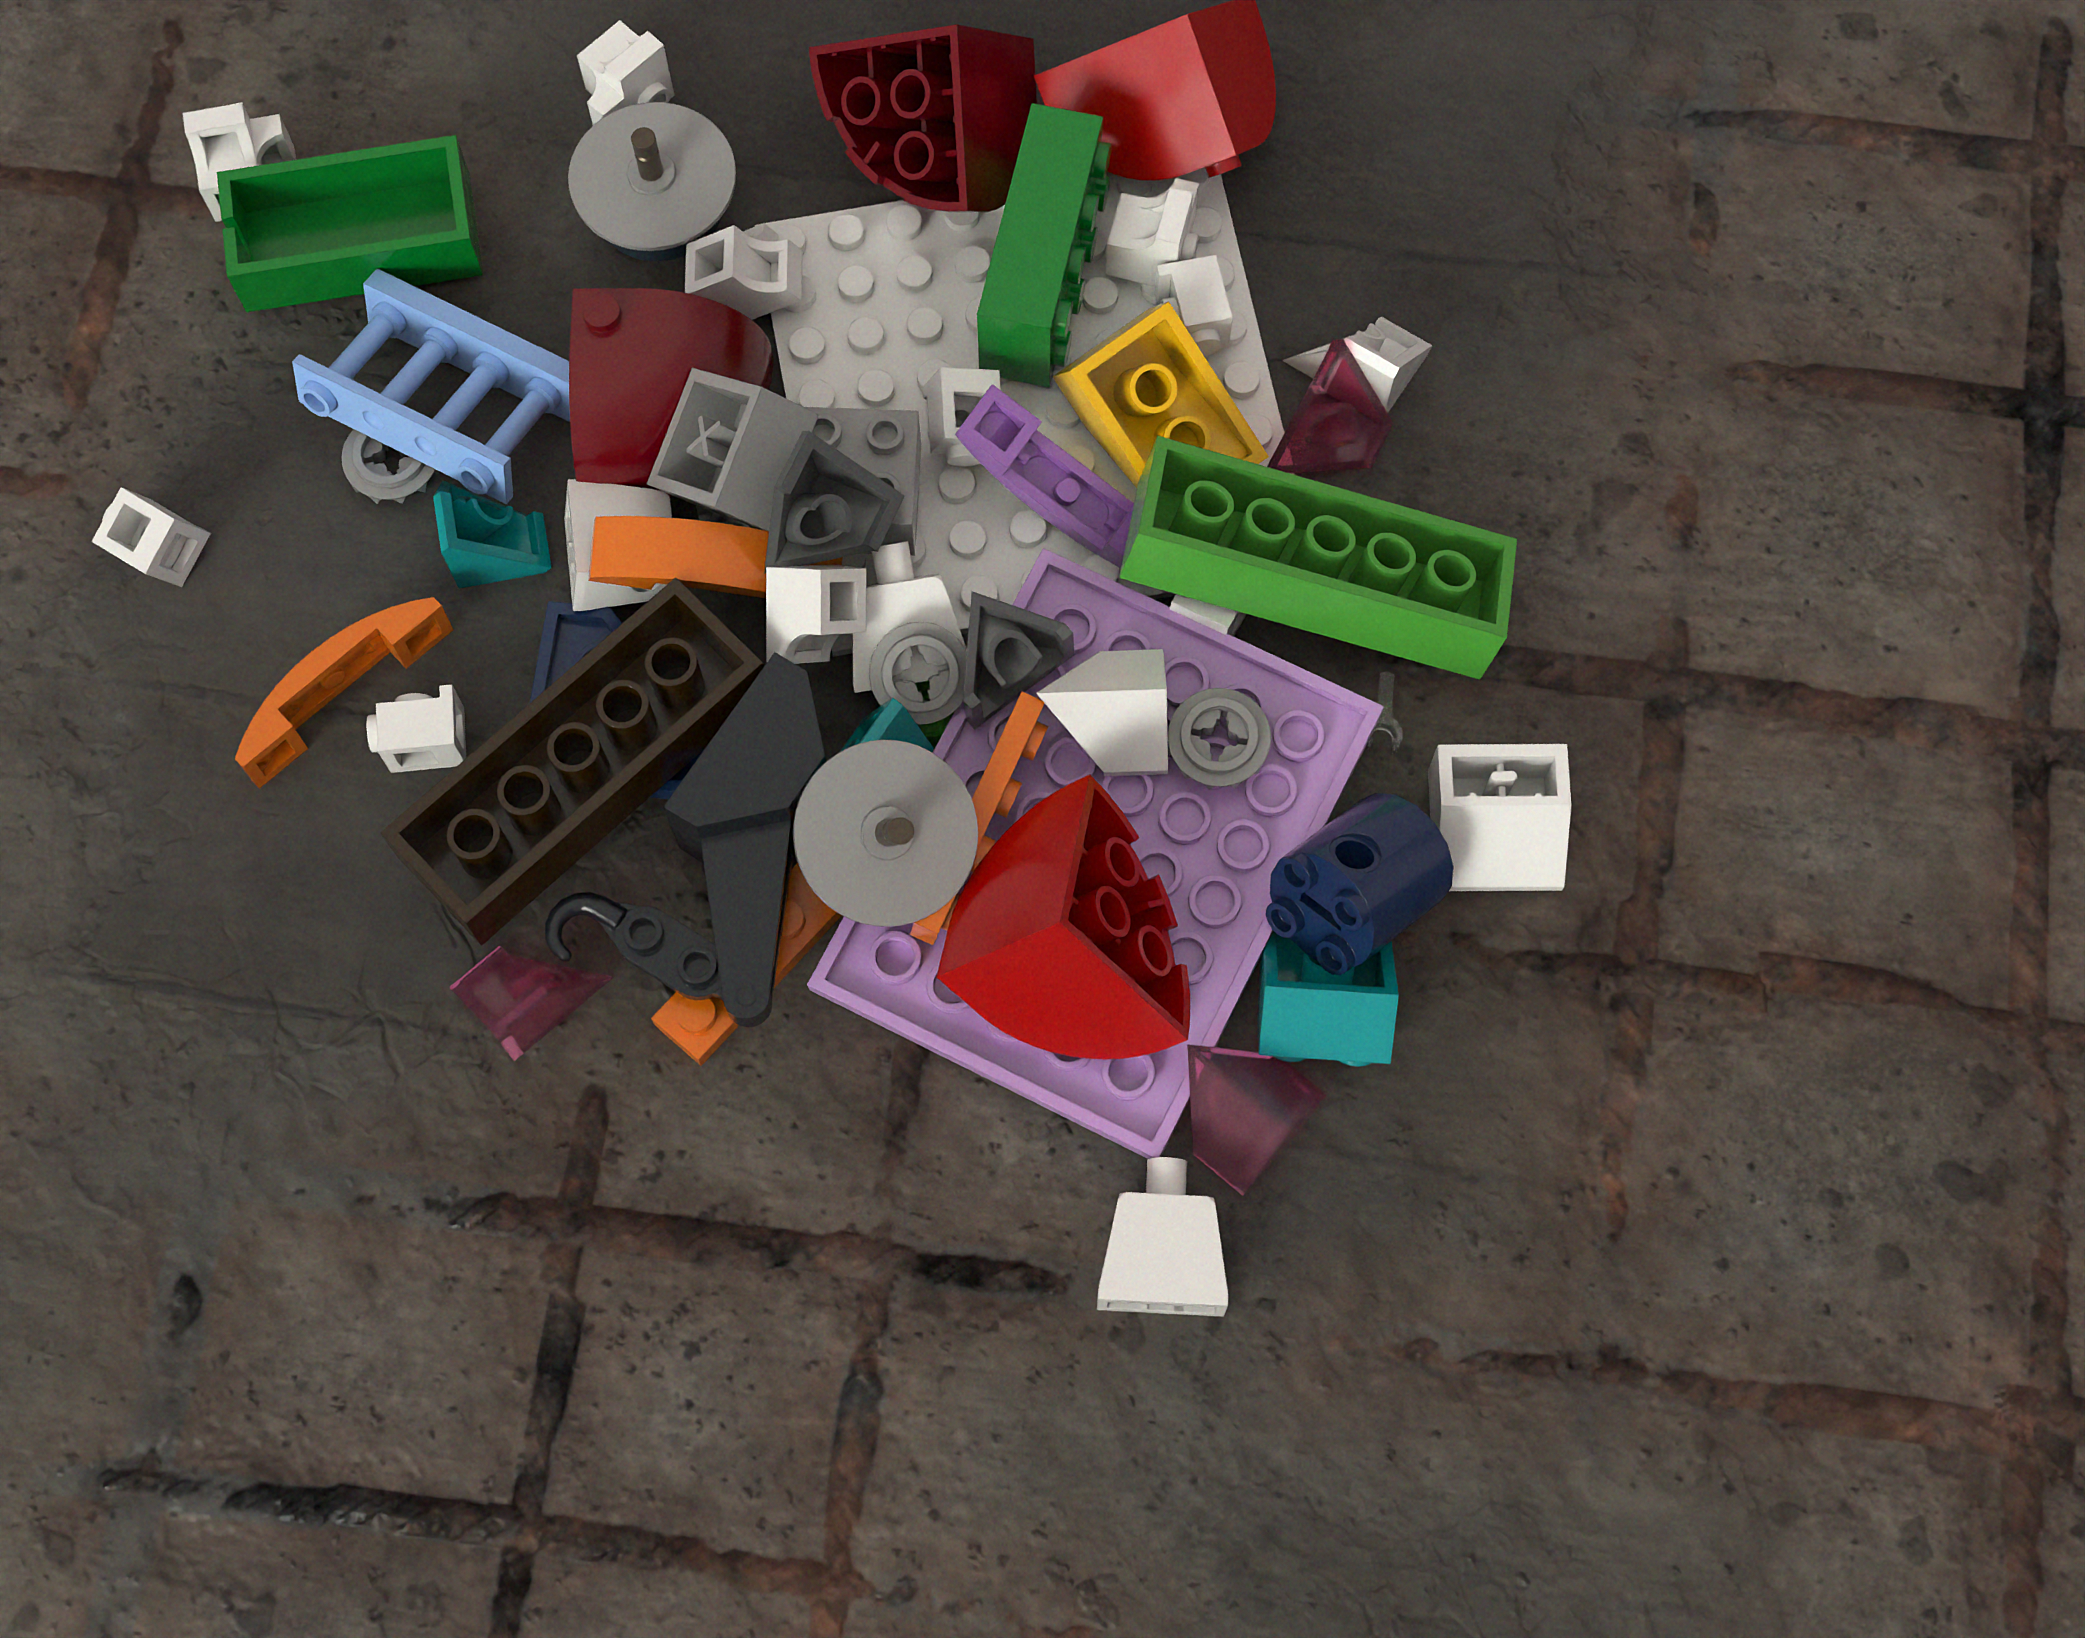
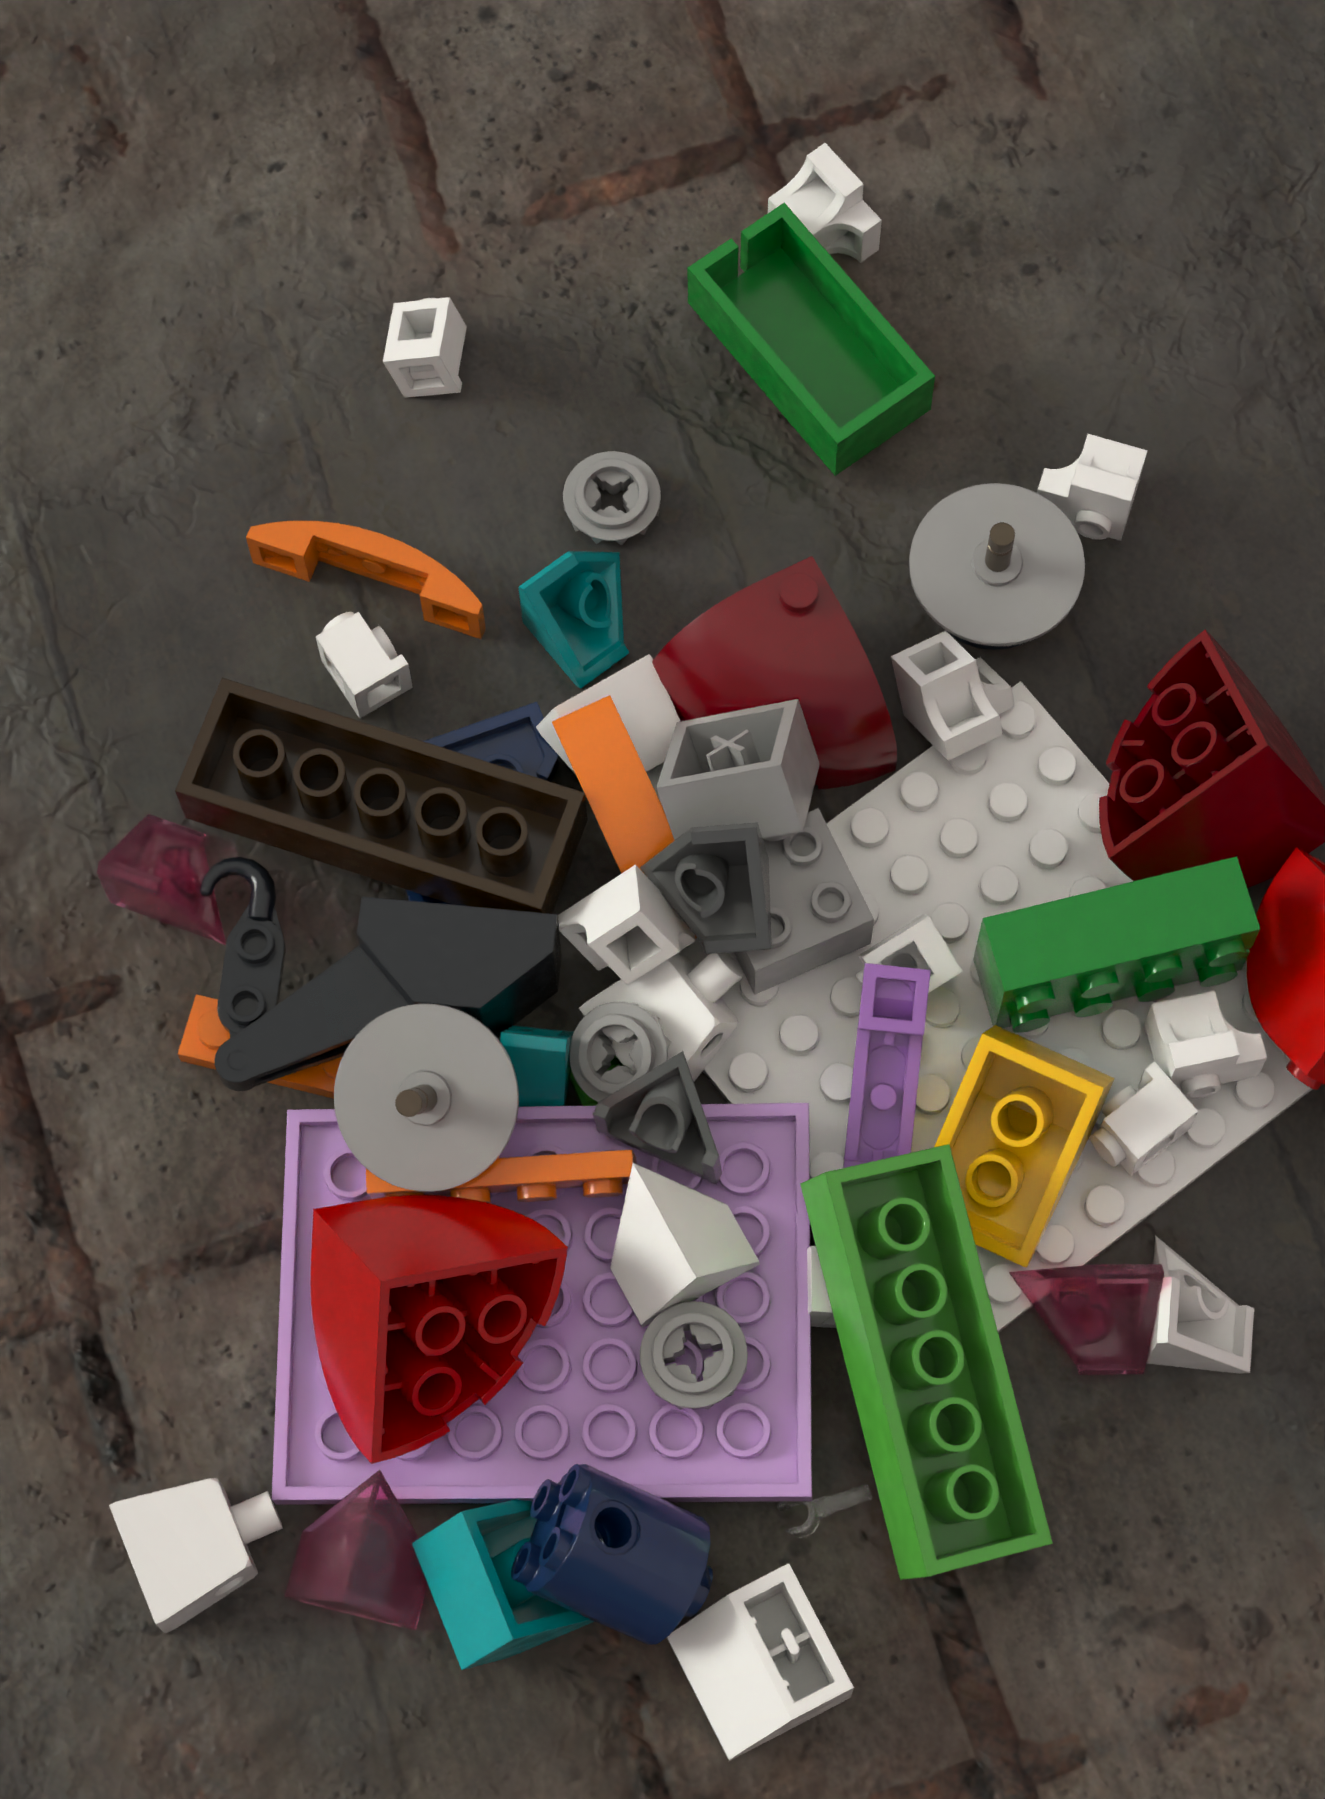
camera: 65 degrees right, 0 degrees up
(444, 336) = (745, 476): light blue fence -> none

